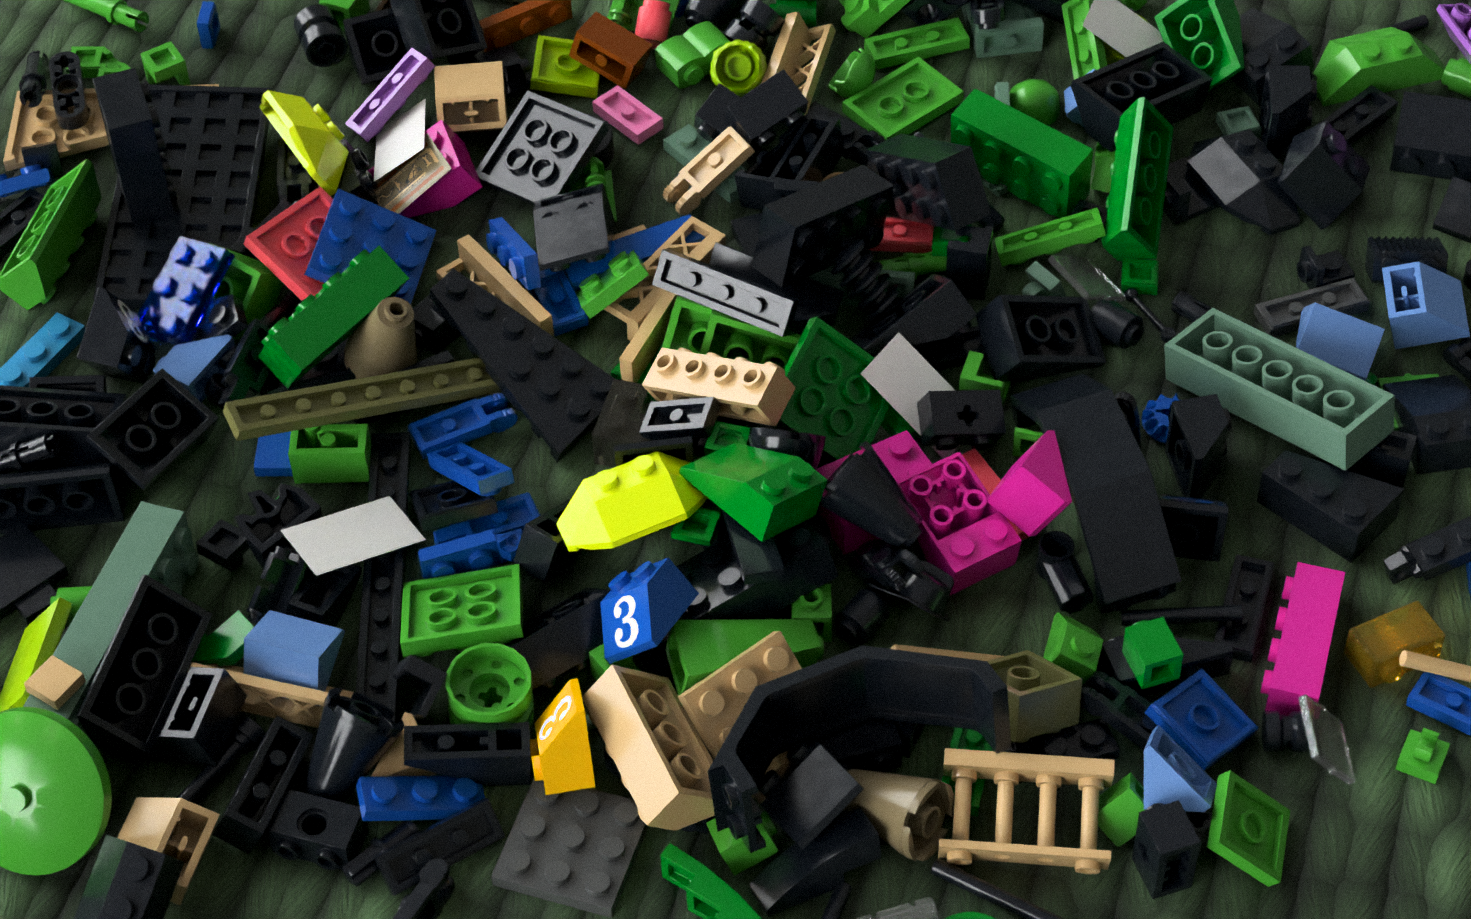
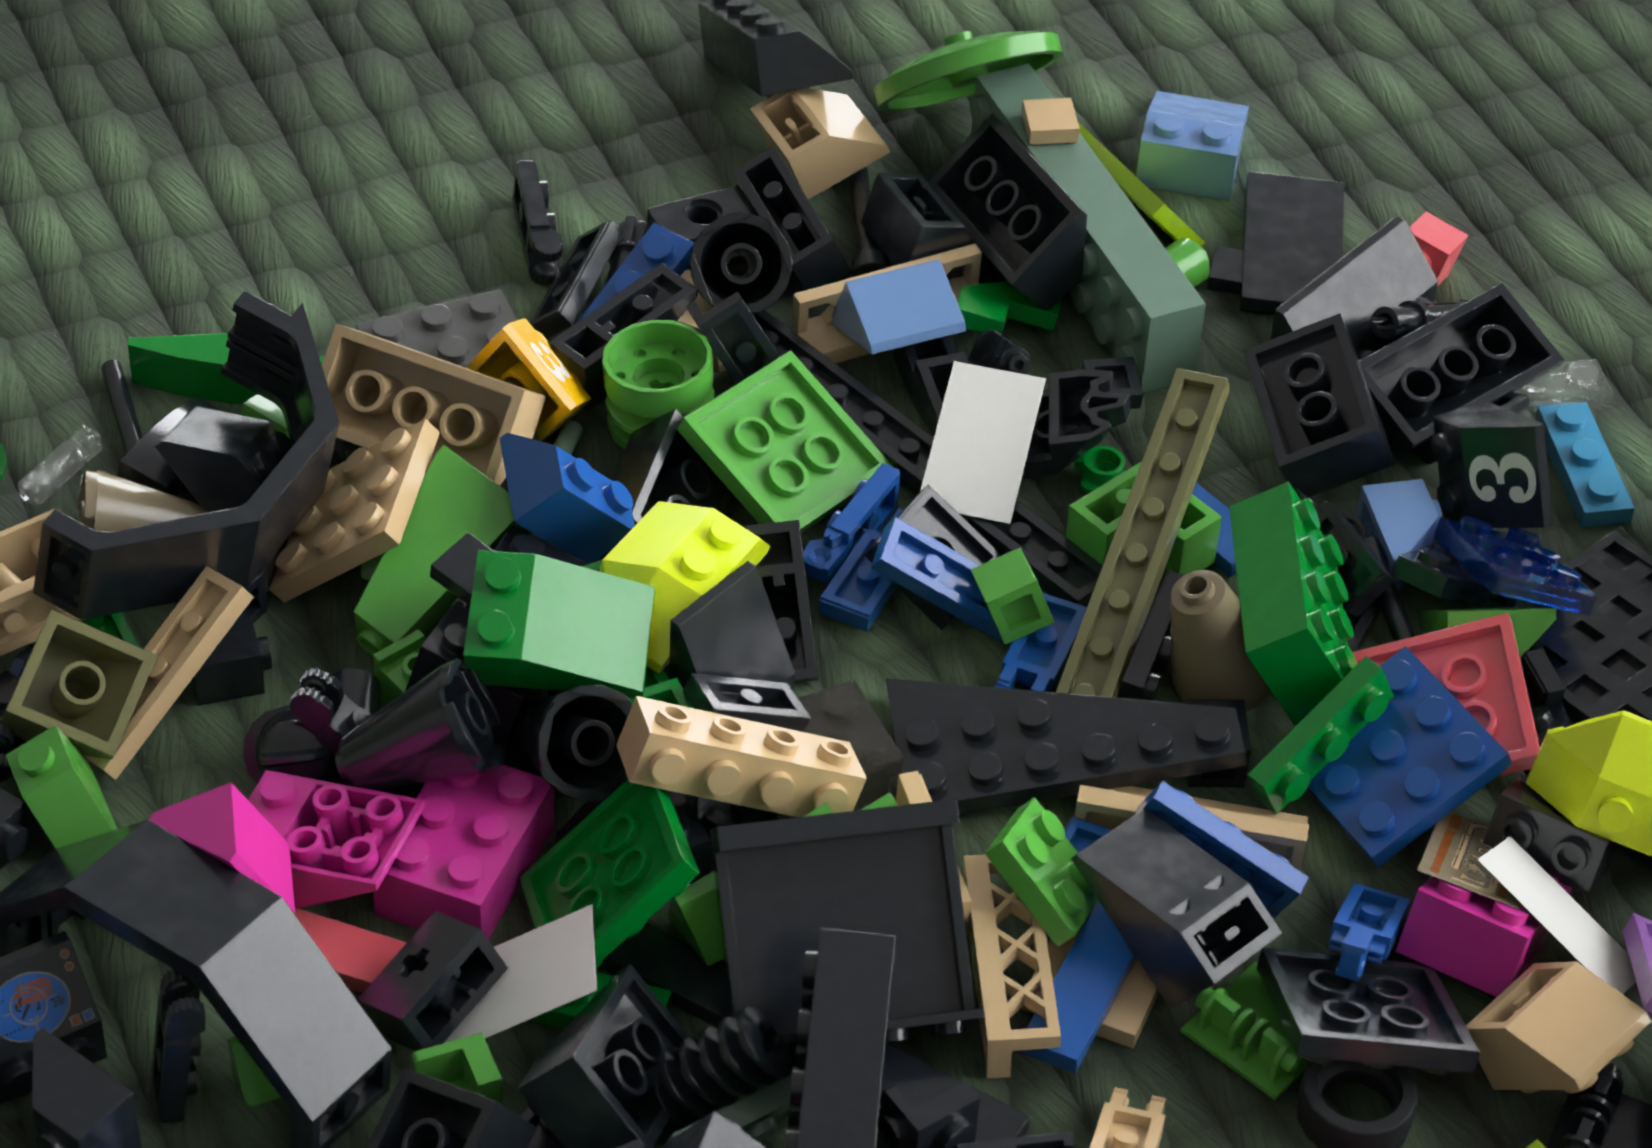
camera: 135 degrees right, 5 degrees down
(417, 264) = (1321, 735): none -> green plate
(451, 433) = (1012, 595): none -> bright green panel
(489, 189) = (1366, 928): none -> blue hinge

